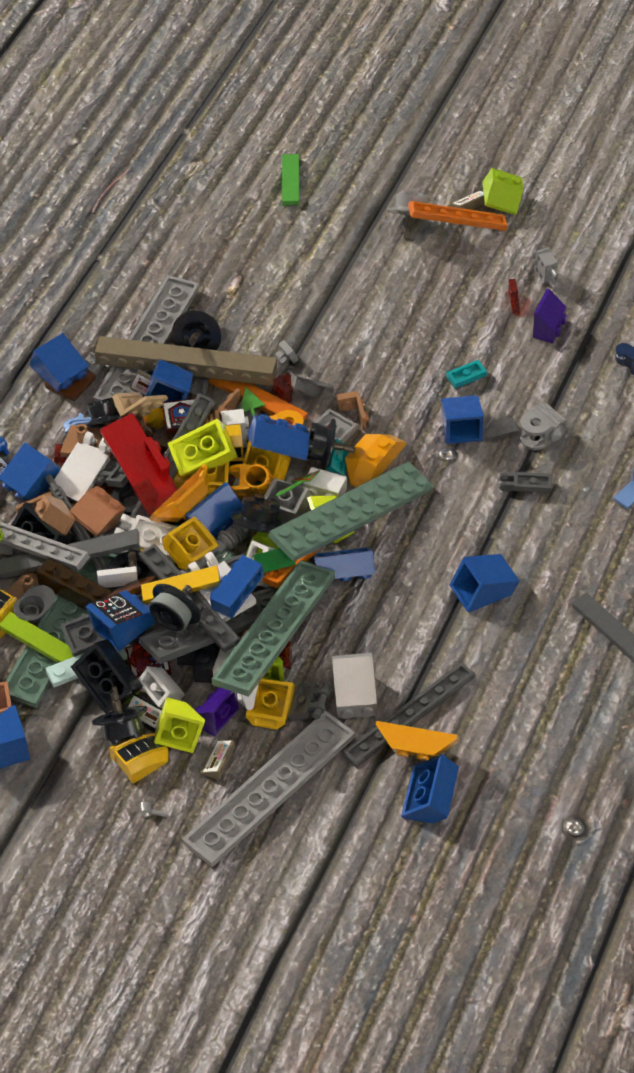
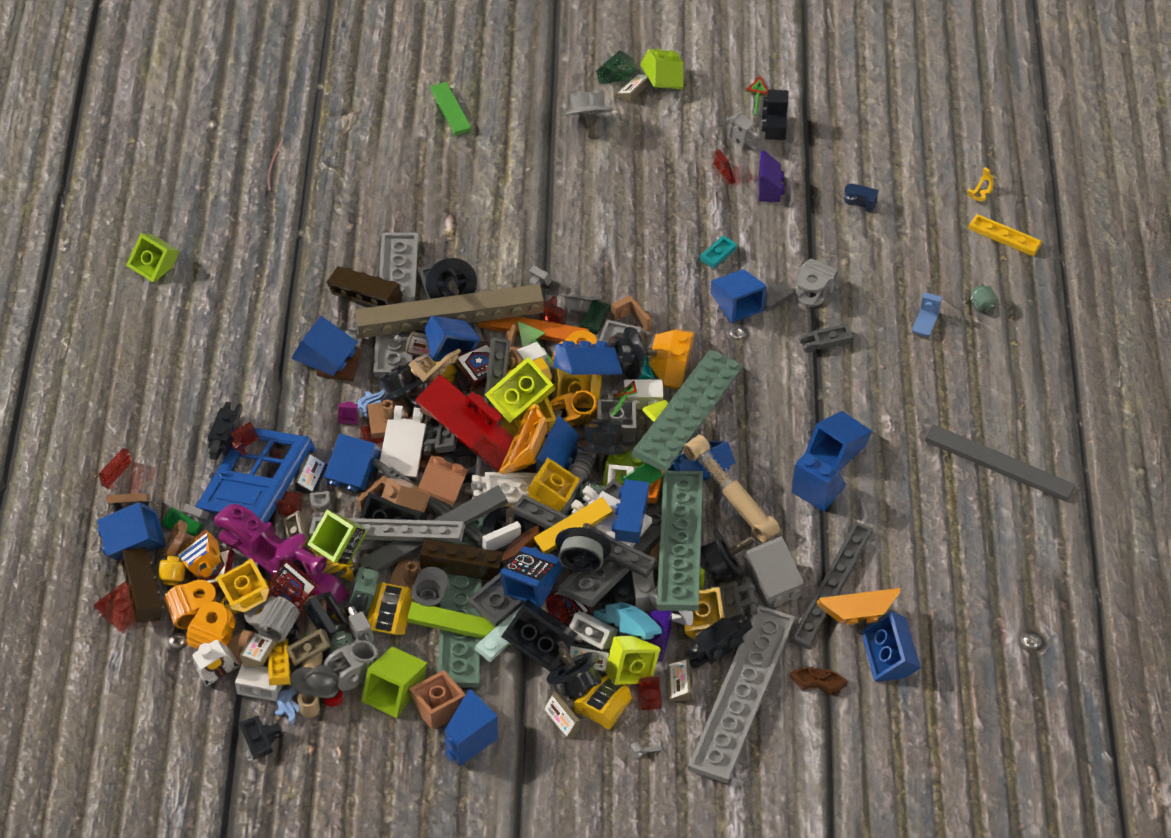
camera: 25 degrees left, 0 degrees up
(51, 427) = (348, 413): none -> magenta tile
(94, 757) = (562, 715): none -> slope
(122, 319) = (364, 287): none -> dark brown brick
(185, 761) = (650, 693): none -> clear red bracket
(194, 687) = (629, 619): none -> medium azure slope
(269, 732) = (718, 640): none -> black hinge
(314, 655) = (722, 557): none -> black piece
(320, 403) = (596, 316): none -> clear green tile
(349, 797) = (818, 678): none -> reddish brown tile
(370, 638) = (762, 525): none -> tan piece
(440, 613) = (817, 481): none -> blue slope
(457, 215) = (636, 103): orange tile -> none
(461, 180) = (617, 68): none -> clear green slope
(587, 260) = (775, 114): none -> black brick
(588, 231) = (759, 88): none -> piece

